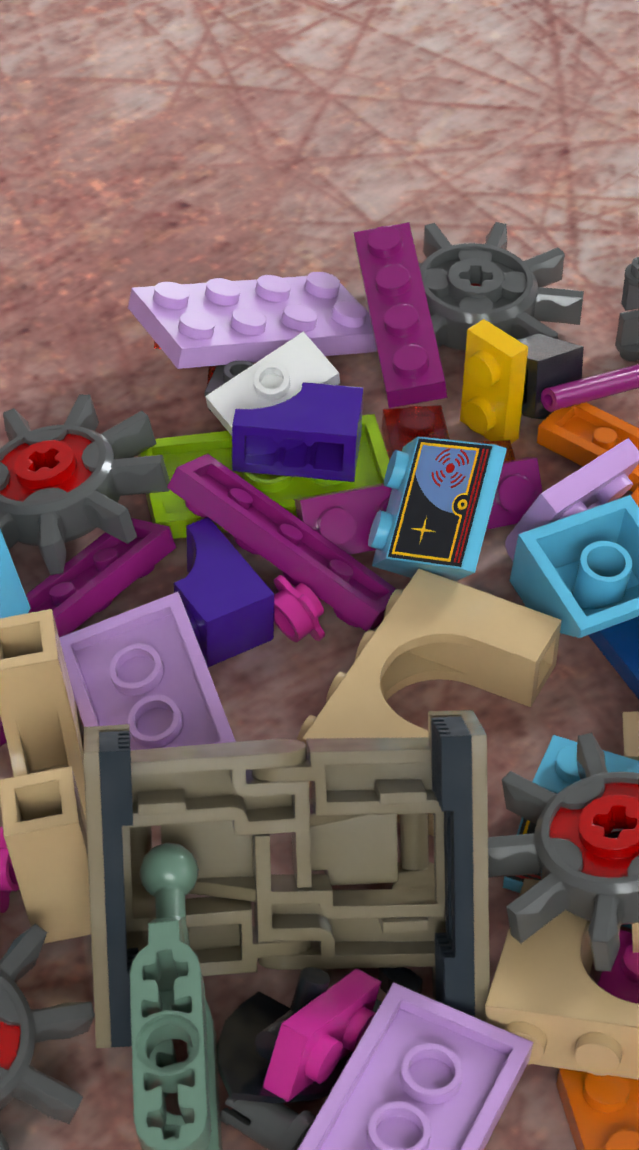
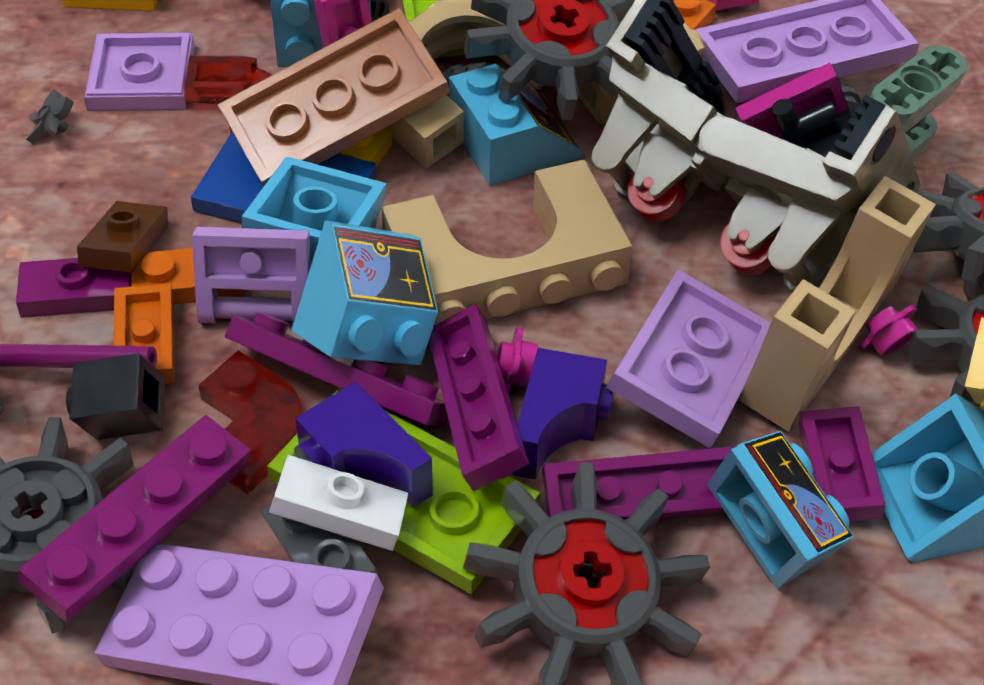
camera: 135 degrees left, 5 degrees up
(493, 382) = (171, 388): yellow plate -> none

